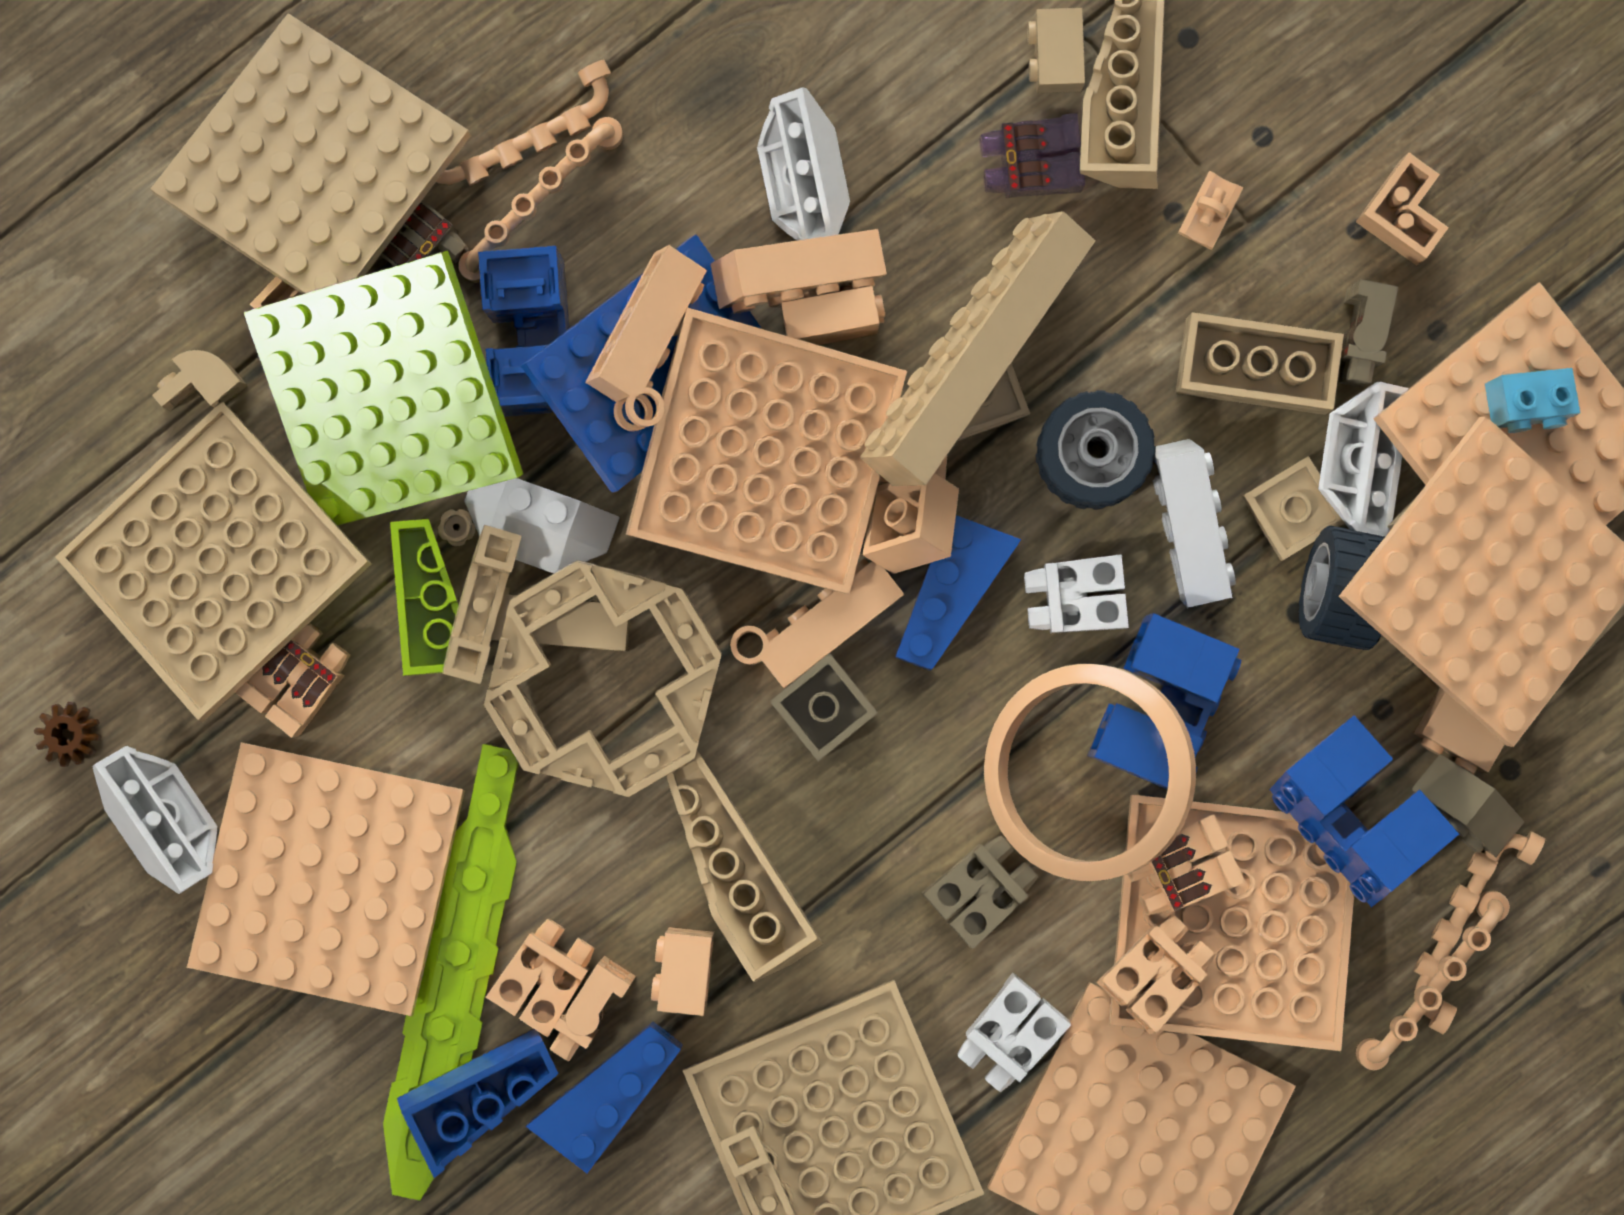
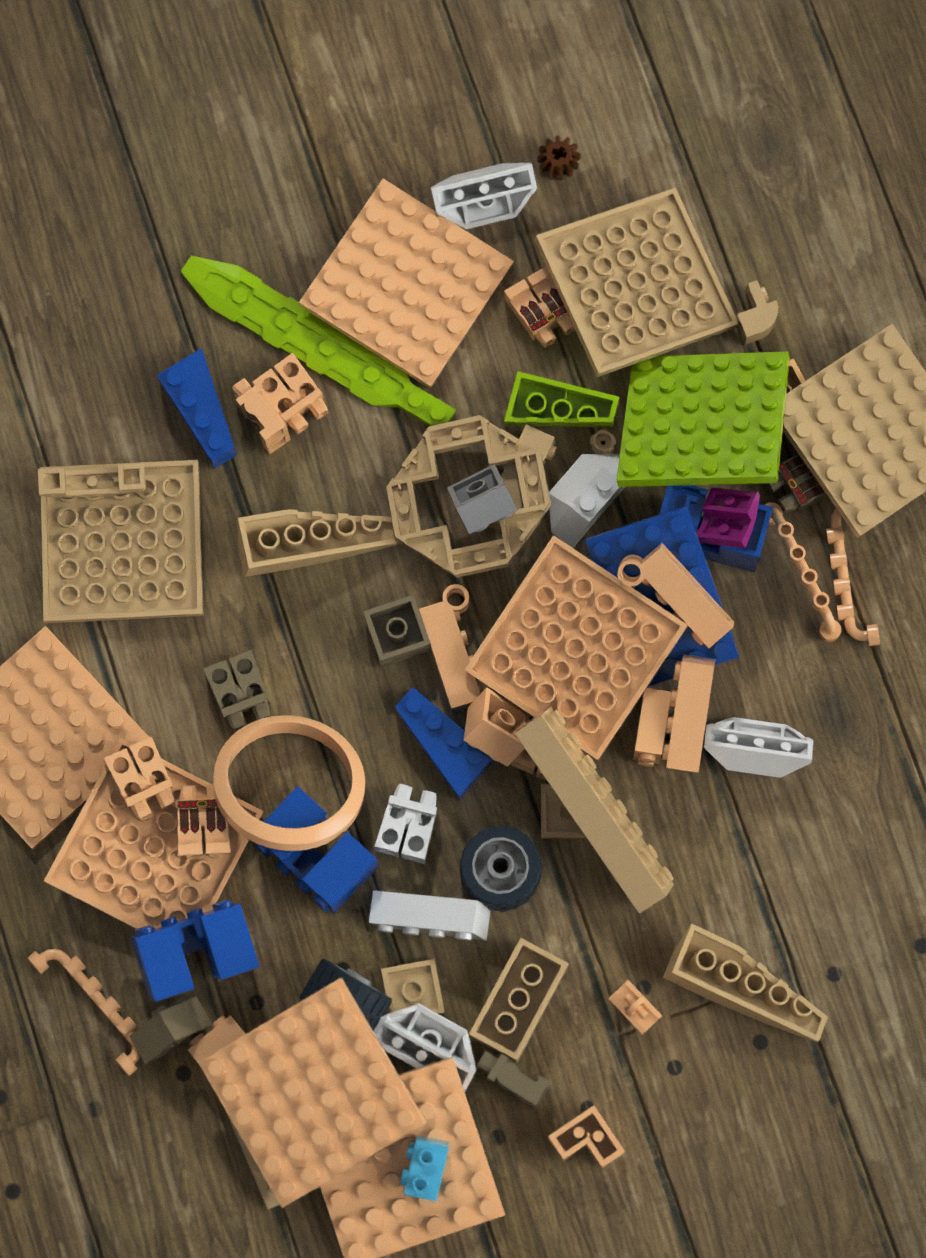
camera: 110 degrees right, 10 degrees down
(474, 1098) = (231, 321): blue wedge -> none
(480, 604) = (544, 433): tan slope -> none
(516, 304) = (728, 517): none -> magenta slope
(605, 655) = (482, 499): none -> light grey slope
(684, 971) = (260, 481): light nougat brick -> none
(1011, 1046) = (138, 668): white hips -> none
(1035, 157) = (714, 895): hips -> none
(1058, 50) = (781, 946): tan brick -> none
(1491, 908) = (33, 909): light nougat bar -> none

